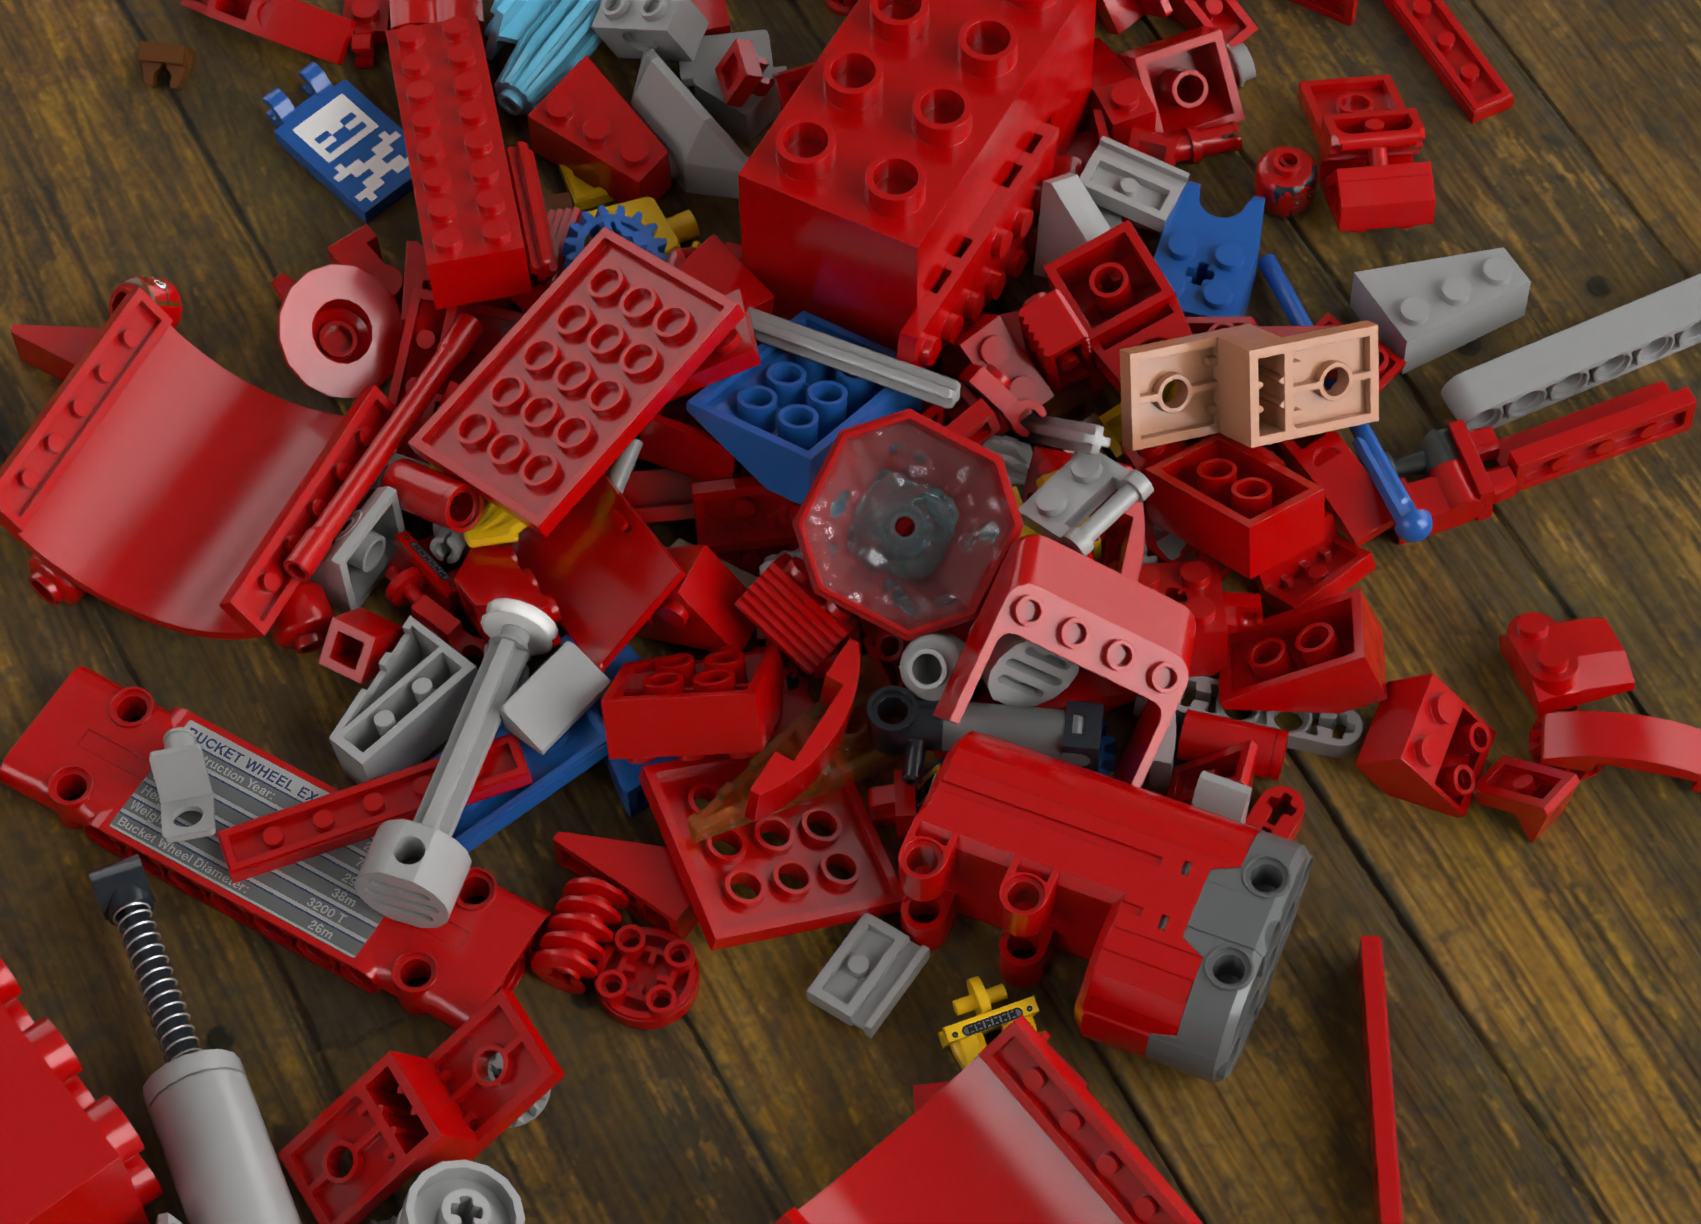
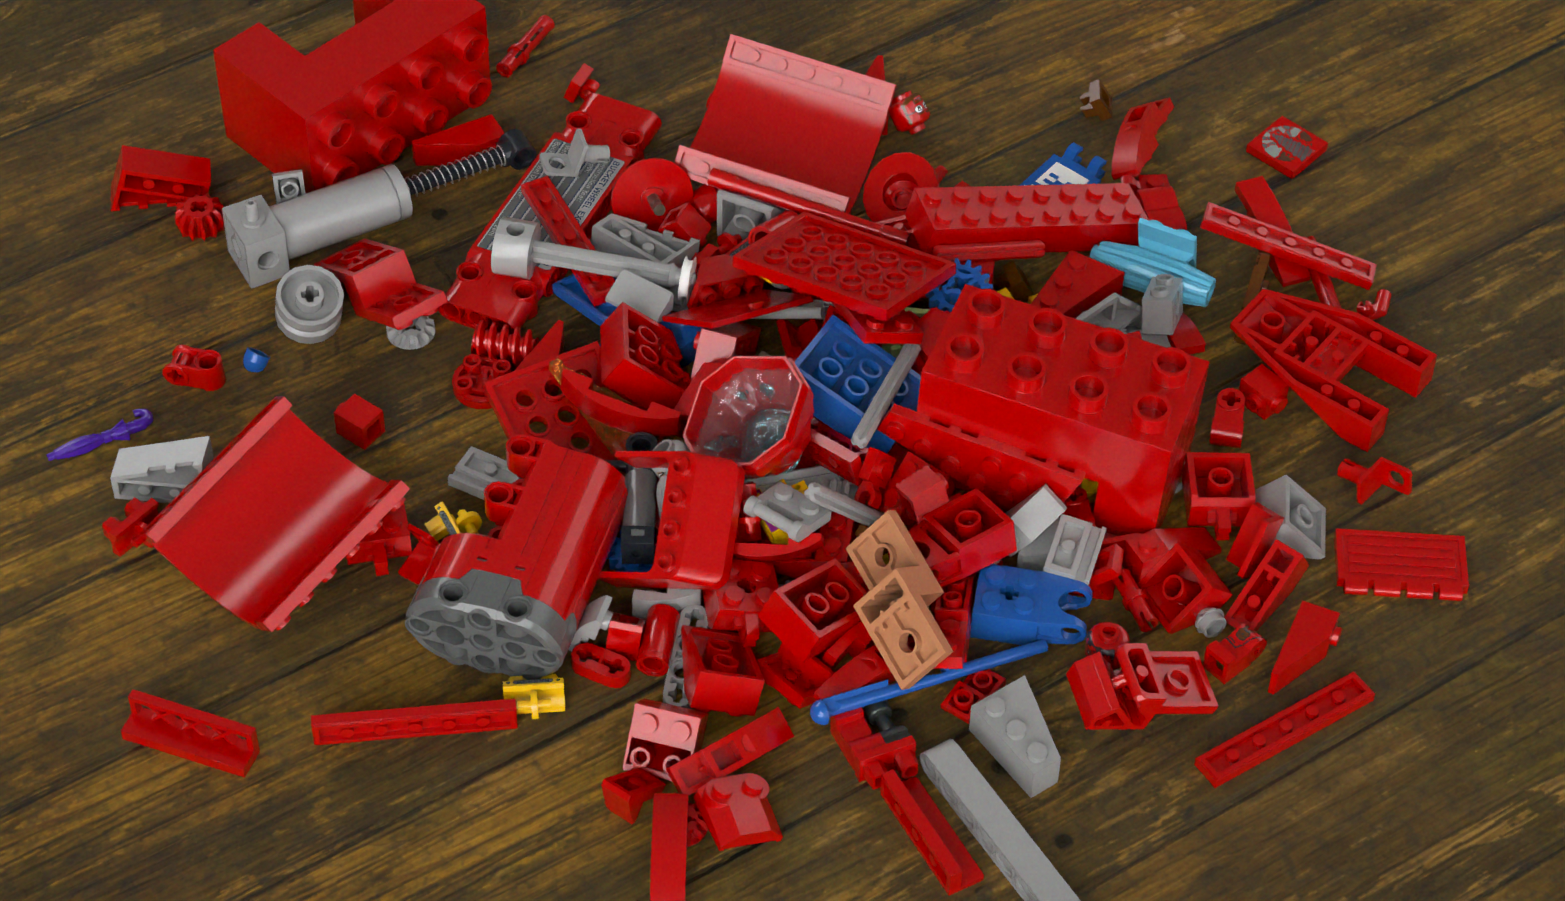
camera: 80 degrees right, 10 degrees down
(75, 973) = (457, 142): none -> red slope
(285, 681) = (650, 191): none -> red piece
(724, 1166) = (359, 421): none -> red brick
(1296, 43) = (1234, 652): none -> red leg
(1339, 918) = (536, 694): none -> yellow hips
(1461, 642) = (730, 752): none -> red slope

